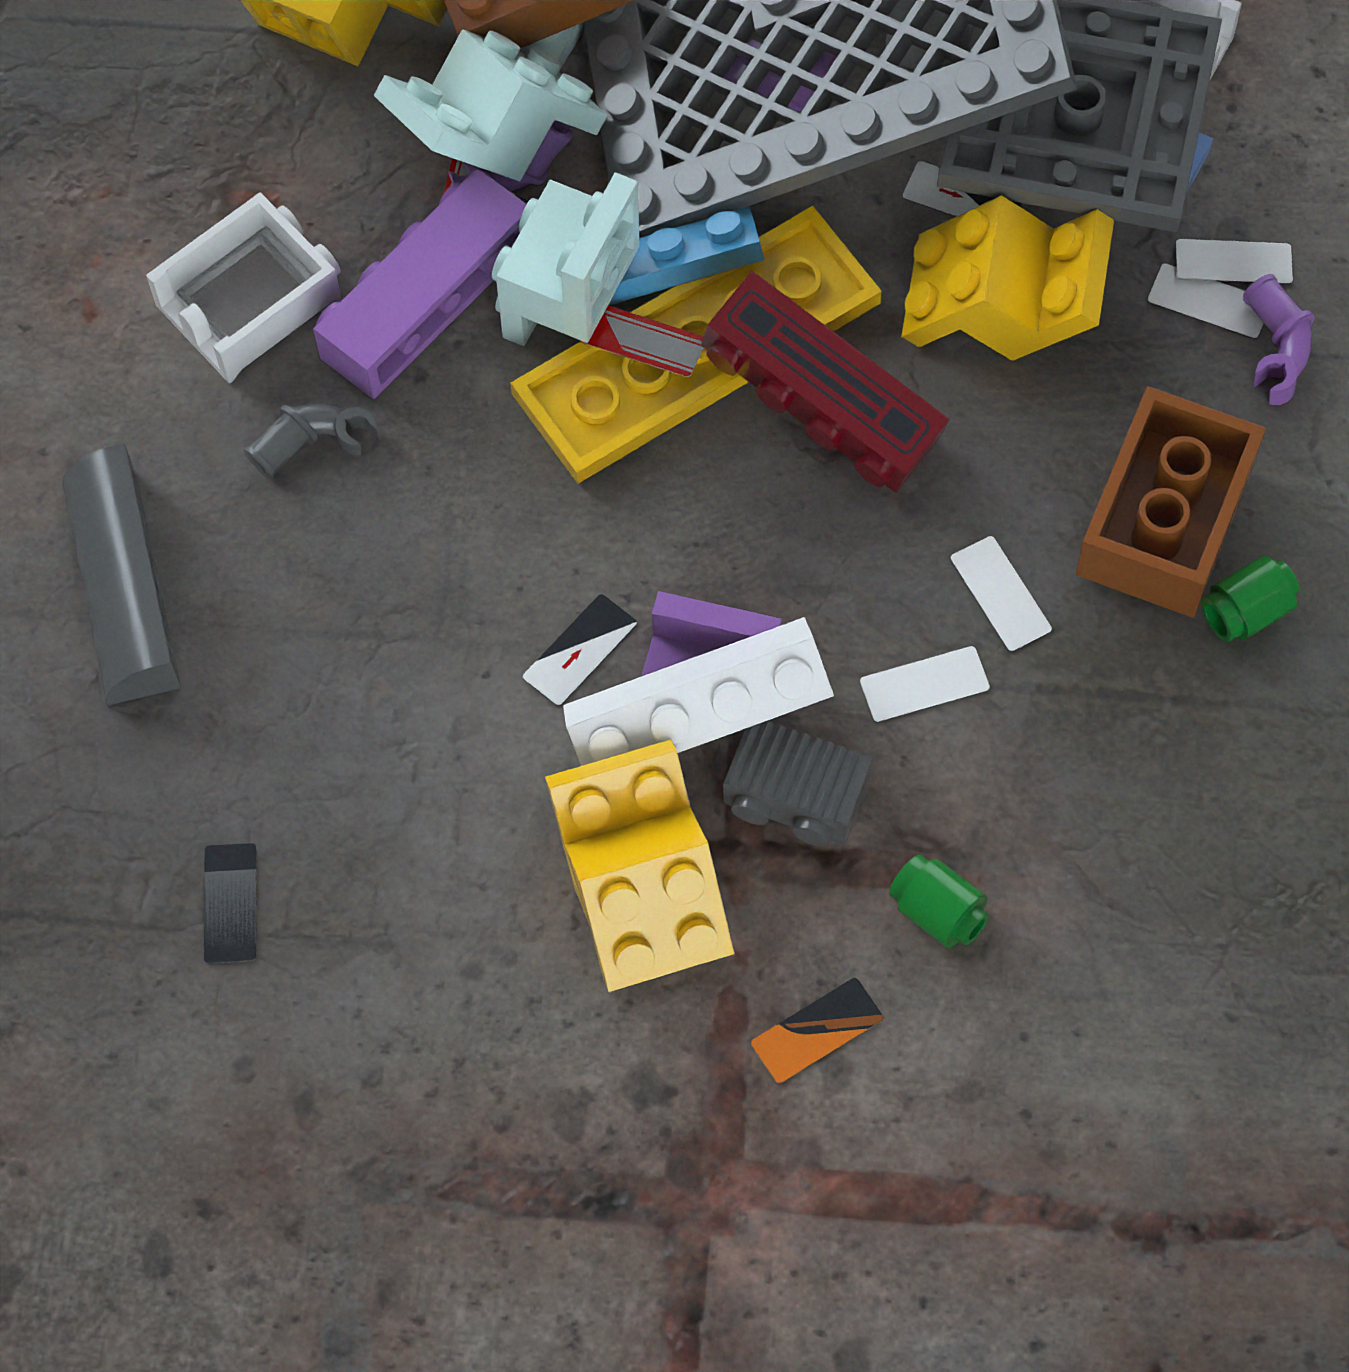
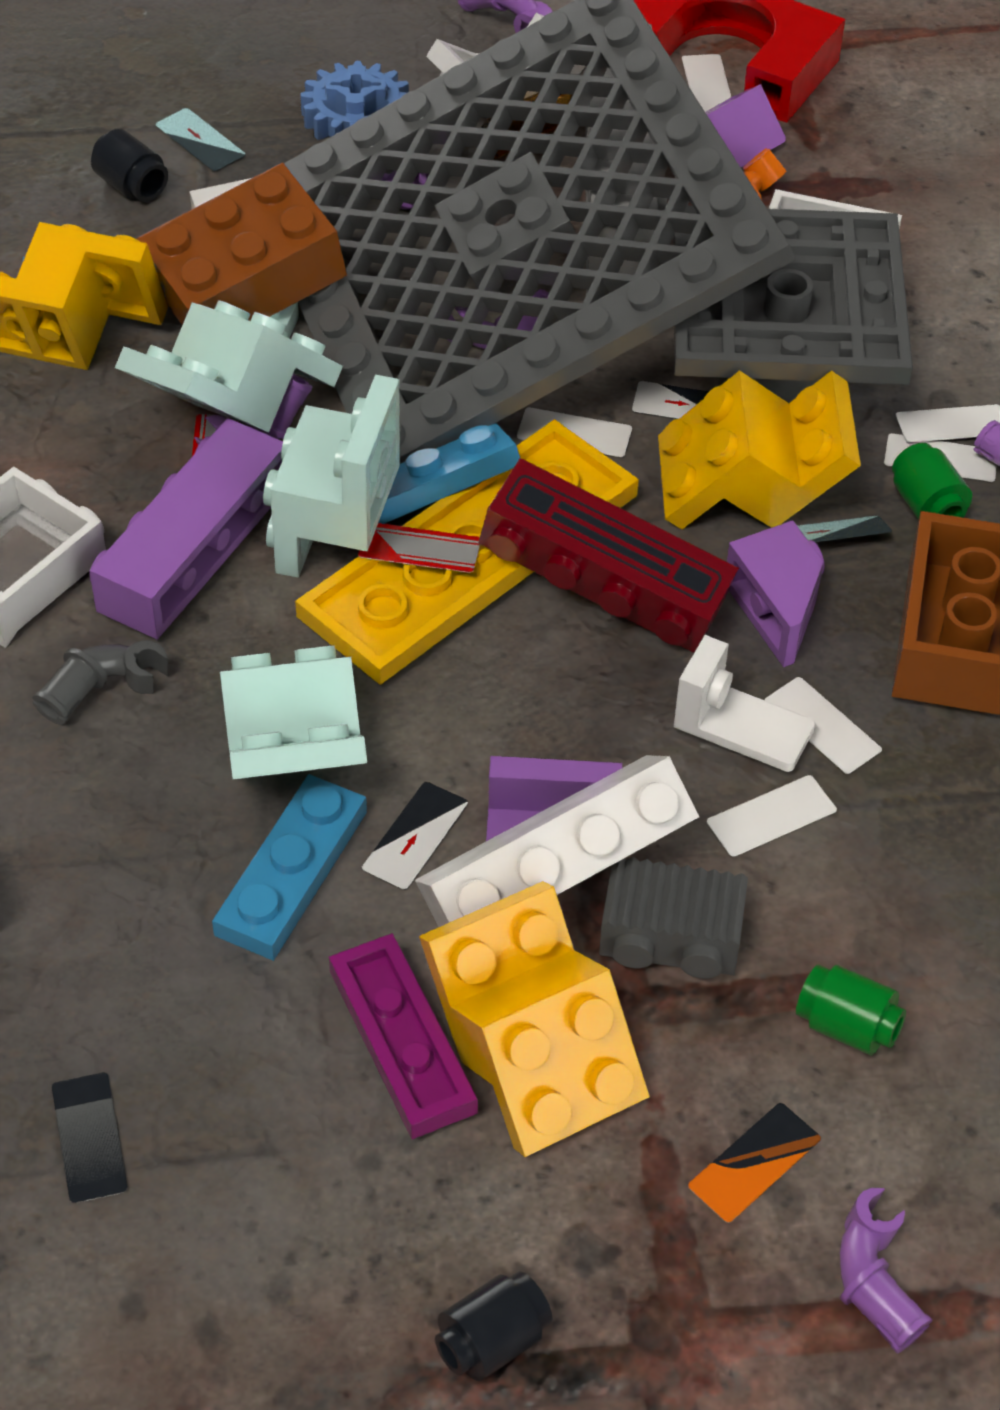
camera: 15 degrees left, 15 degrees down
(456, 665) = (290, 867): none -> dark azure plate
(478, 515) = (291, 713): none -> light aqua bracket
(522, 856) = (403, 1036): none -> magenta plate
(543, 1144) = (492, 1325): none -> black brick
(845, 215) = (605, 436): none -> white sticker
(883, 1160) = (866, 1278): none -> medium lavender piece
(914, 577) = (735, 719): none -> white bracket
(993, 435) = (777, 585): none -> medium lavender slope
(1067, 375) = (844, 528): none -> clear light blue sticker
(1181, 341) = (930, 482): none -> green brick

